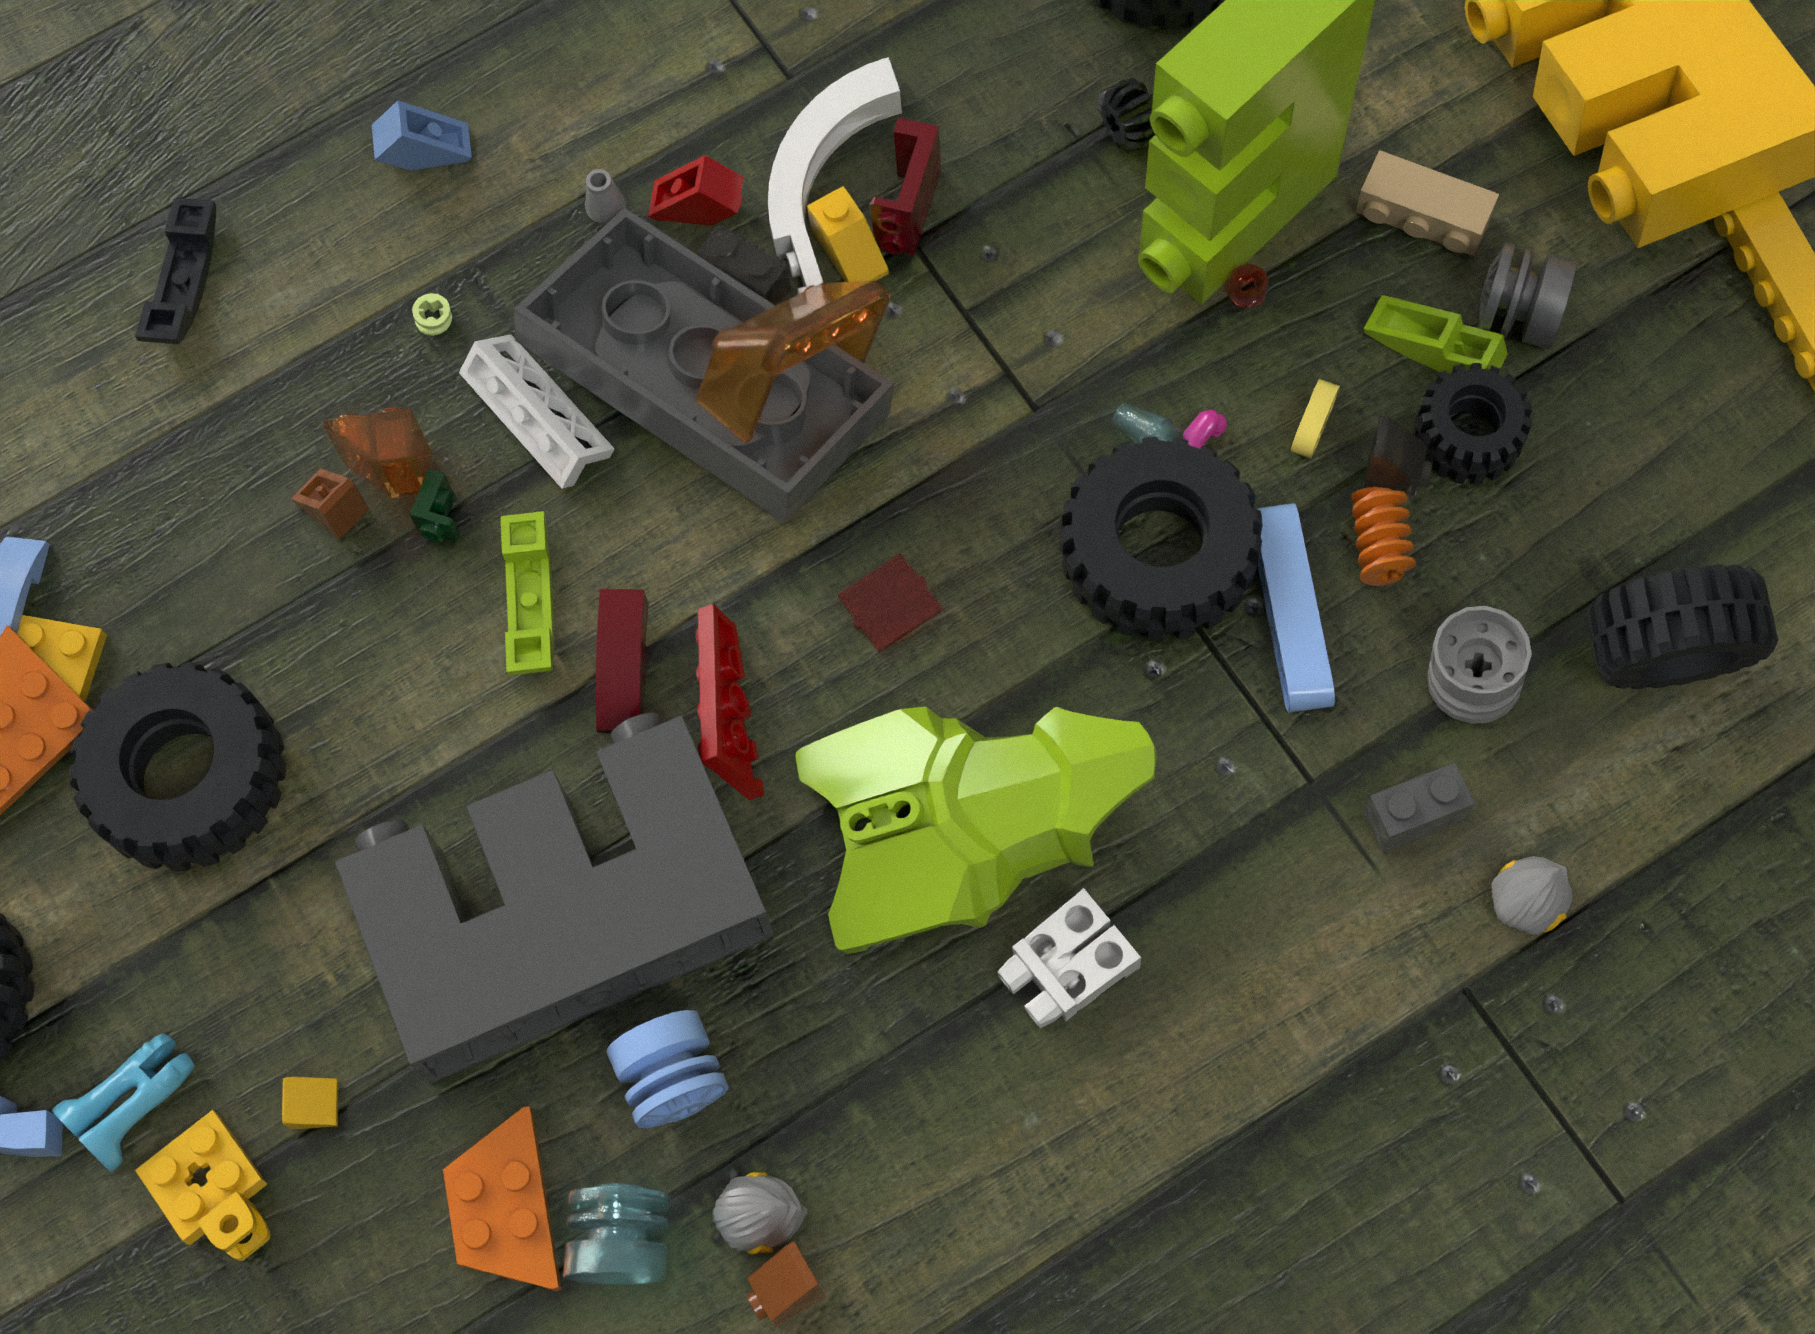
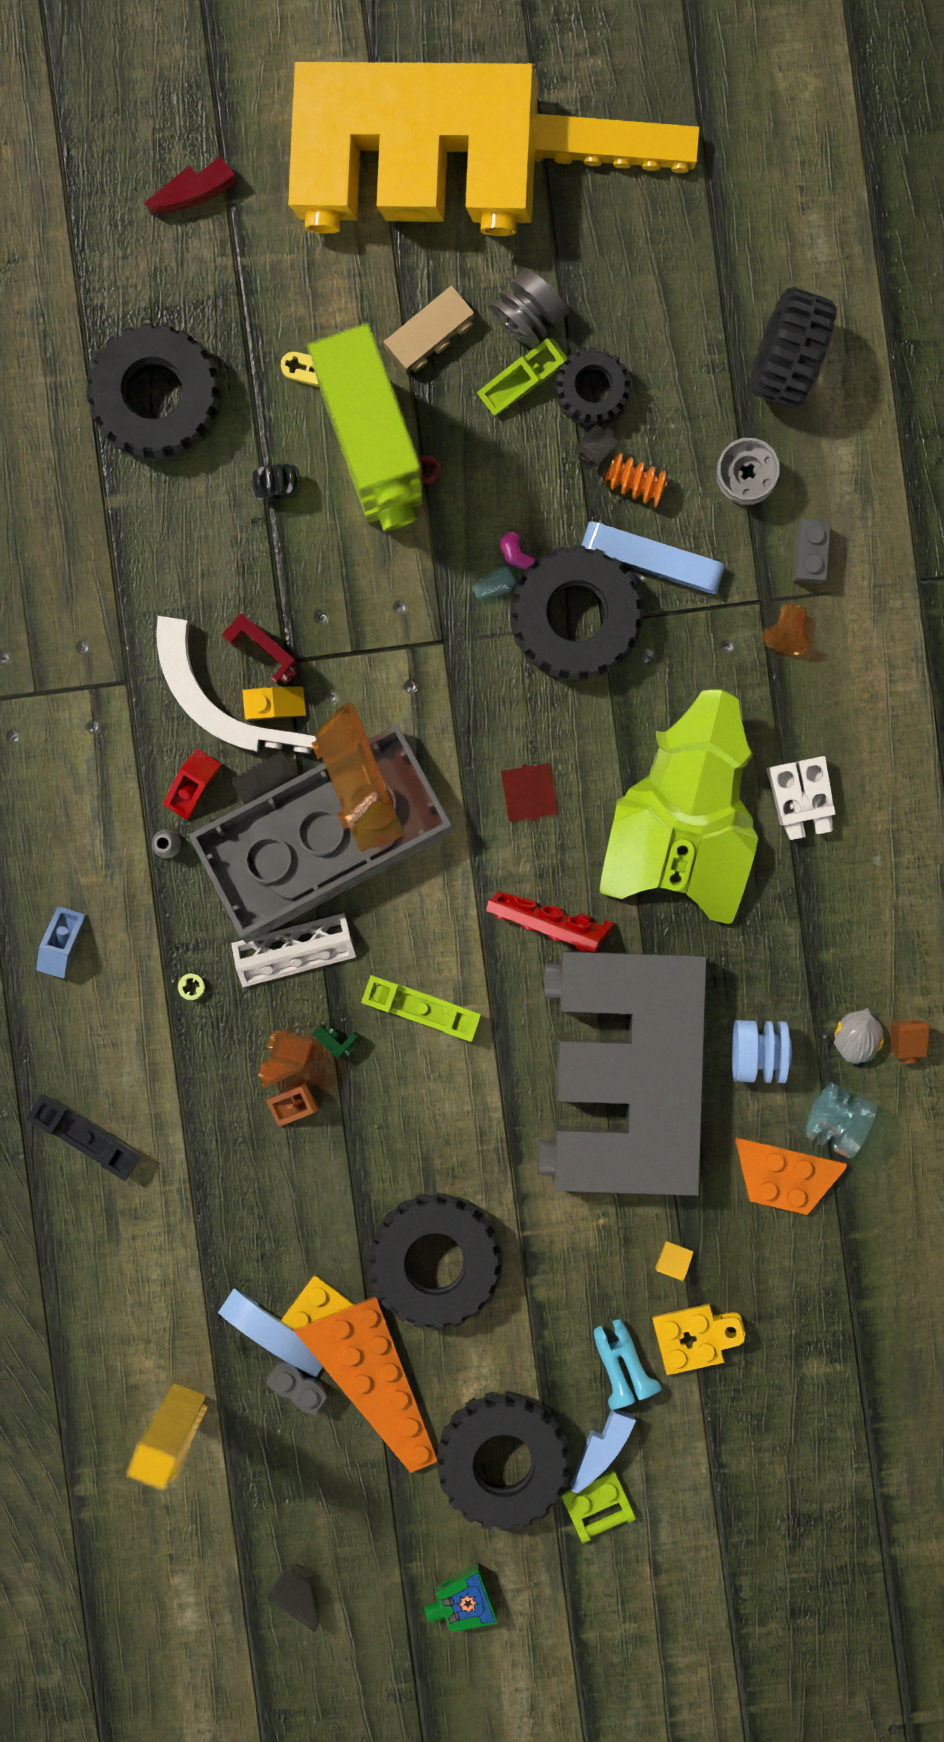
camera: 70 degrees left, 20 degrees up
(620, 656) = (492, 970): dark red slope -> none
(1287, 828) = (788, 632): none -> clear orange gear
(1315, 418) = (539, 478): light yellow beam -> none
(1532, 894) = (890, 515): light grey hair -> none

